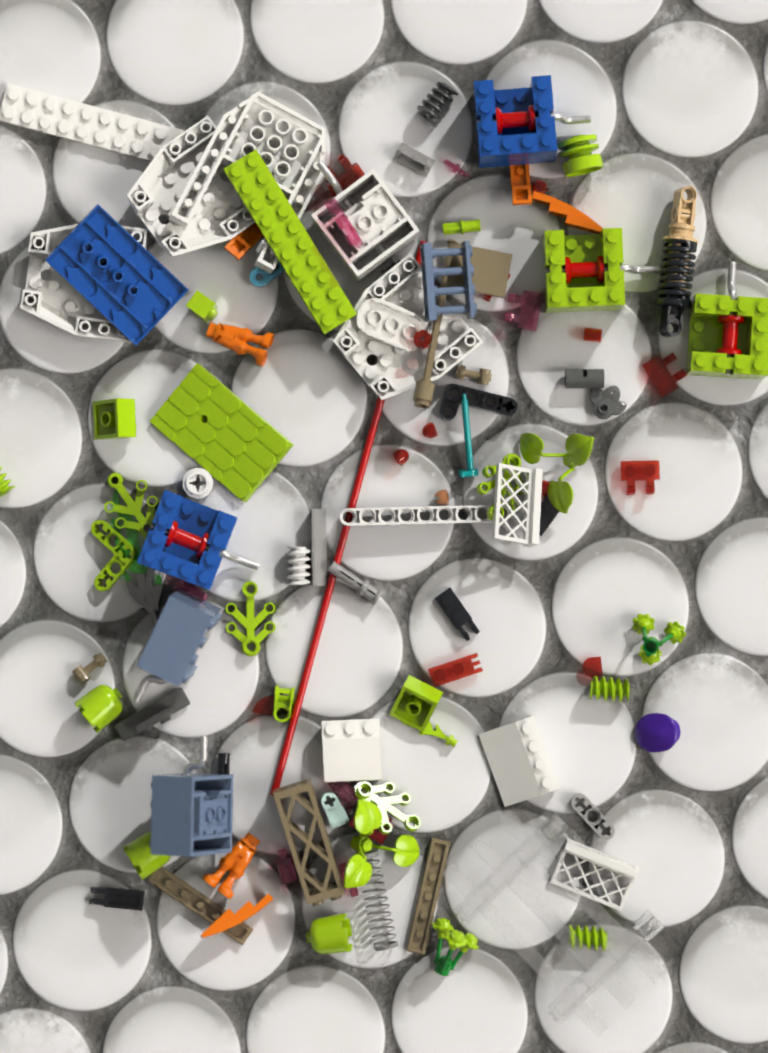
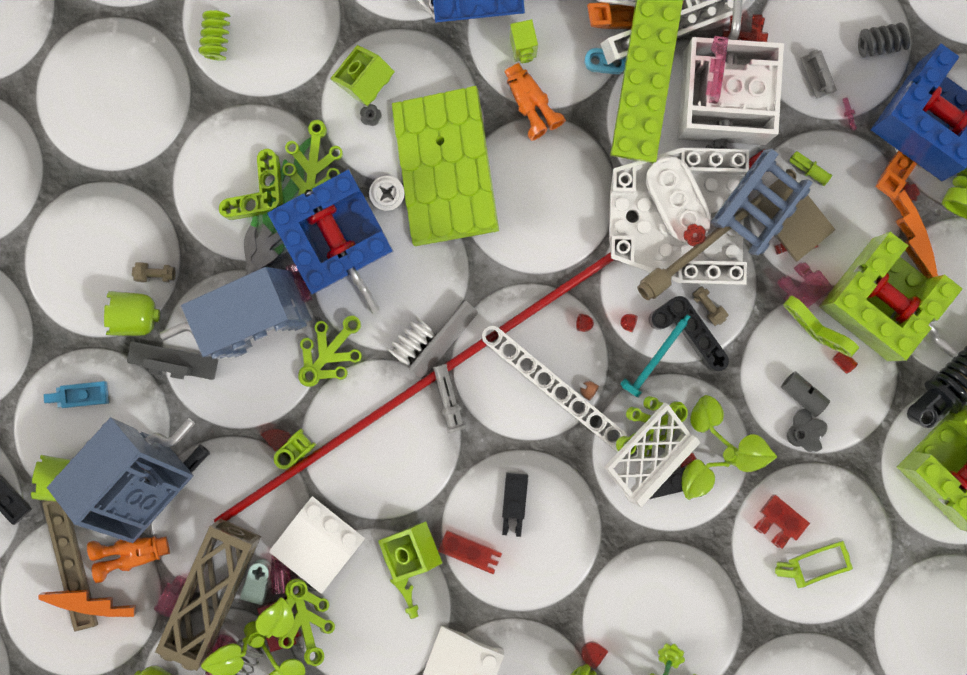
camera: 40 degrees right, 0 degrees up
(111, 789) = (79, 395): none -> dark azure hinge
(137, 441) = (372, 121): none -> dark grey plate
(554, 330) = (817, 331): none -> lime beam
(660, 376) = (874, 447): clear red plate -> none
(678, 500) = (797, 574): none -> lime sword

